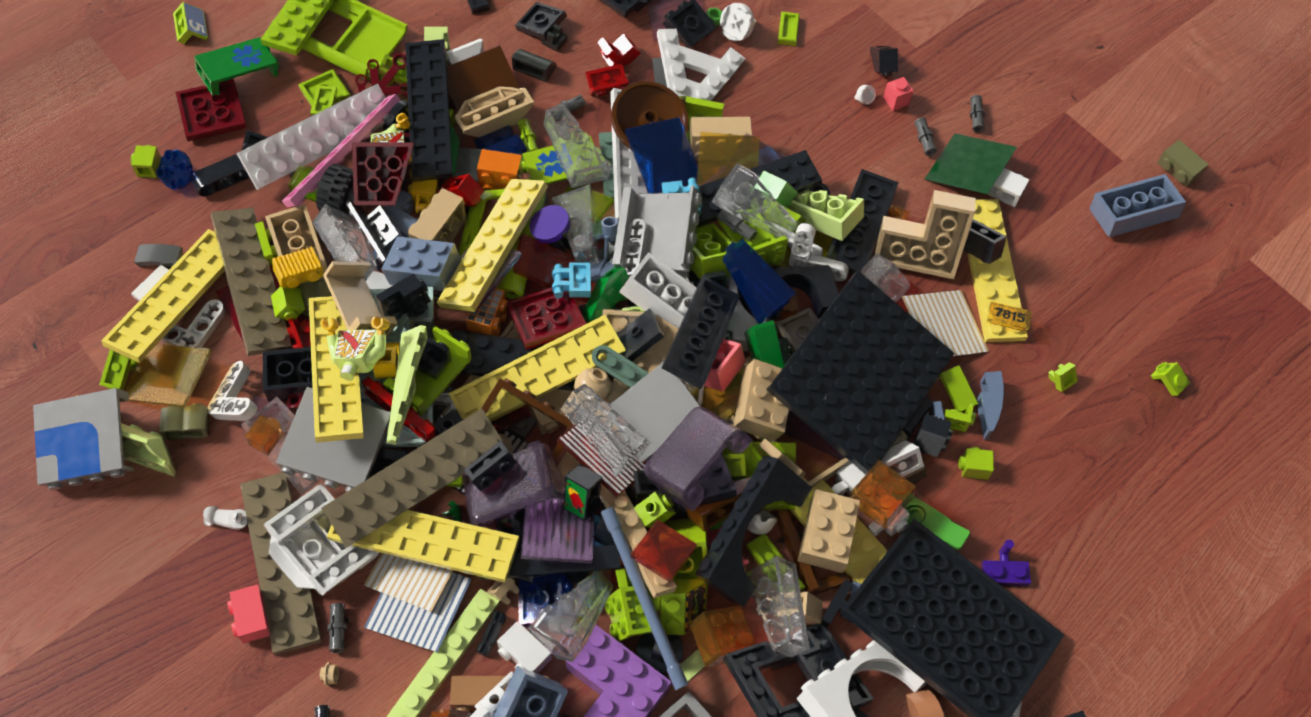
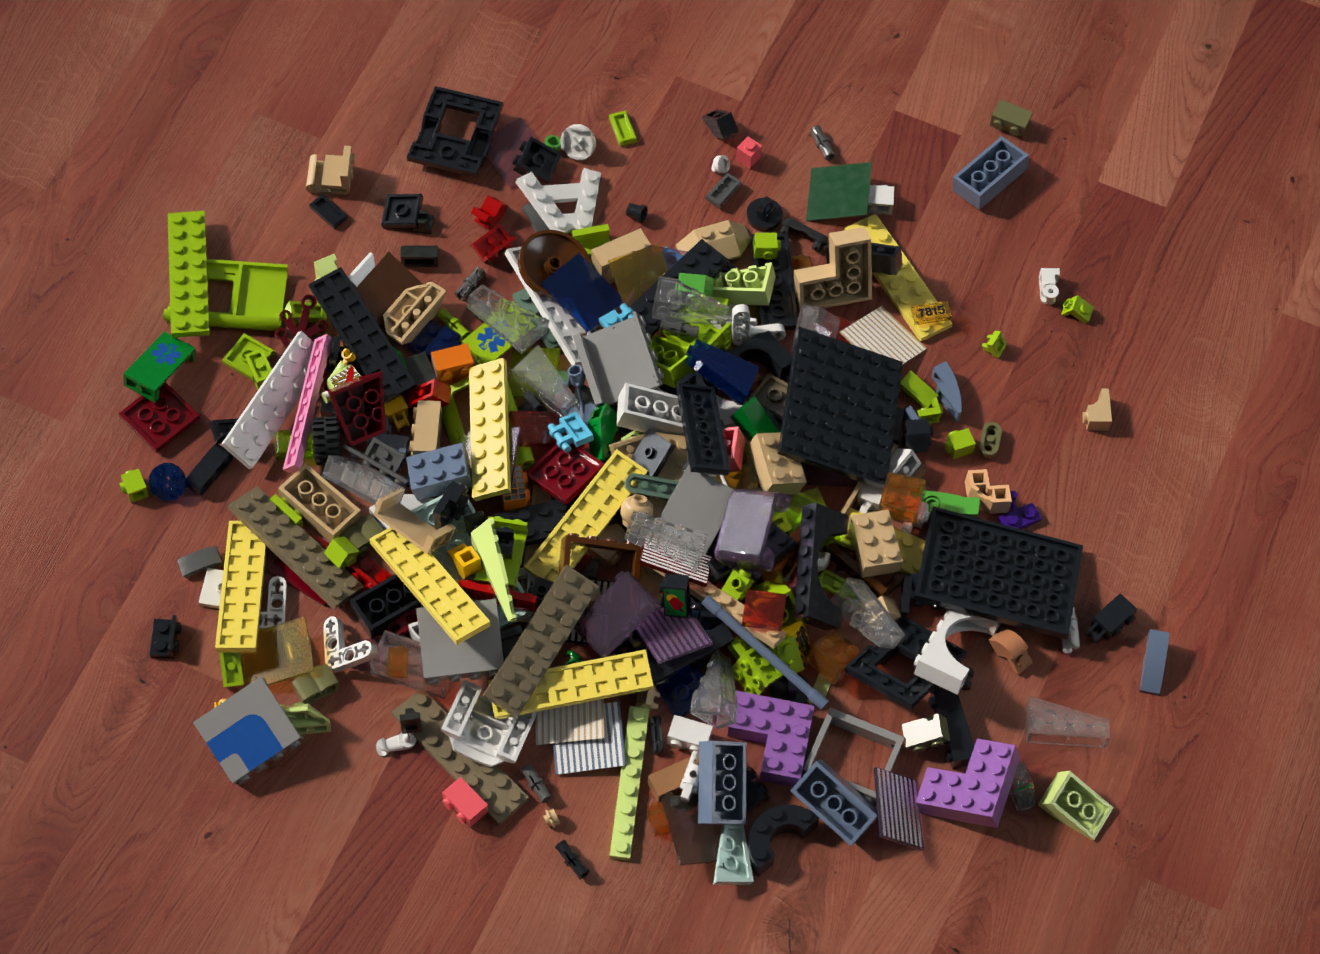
camera: 25 degrees left, 0 degrees up
(79, 313) = (164, 638): none -> black bracket
(188, 22) = (84, 344): panel -> none
(245, 501) = (410, 721): none -> pearl dark grey tile
(297, 268) = (340, 519): yellow brick -> none
(356, 349) = (444, 560): torso -> none
(490, 466) = (597, 605): black bracket -> none
(550, 224) = (527, 392): dark purple tile -> none
(632, 239) = (607, 369): light grey beam -> none
(760, 106) = (637, 212): none -> black piece
(776, 453) = (806, 499): tan tile -> none
(833, 161) = (726, 237): none -> tan wedge
(855, 119) = (723, 190): none -> dark grey plate
(869, 183) = (766, 245): none -> lime brick
(885, 156) = (764, 214): none -> black tile
(906, 176) = (820, 239): none -> black piece
(925, 136) = (789, 182): dark grey pin -> none
(984, 538) = (993, 498): none -> light nougat brick
(1011, 475) = (990, 441): none -> olive plate
(1146, 498) = (1098, 415): none -> tan arch
(1148, 340) = (1047, 281): none -> white leg

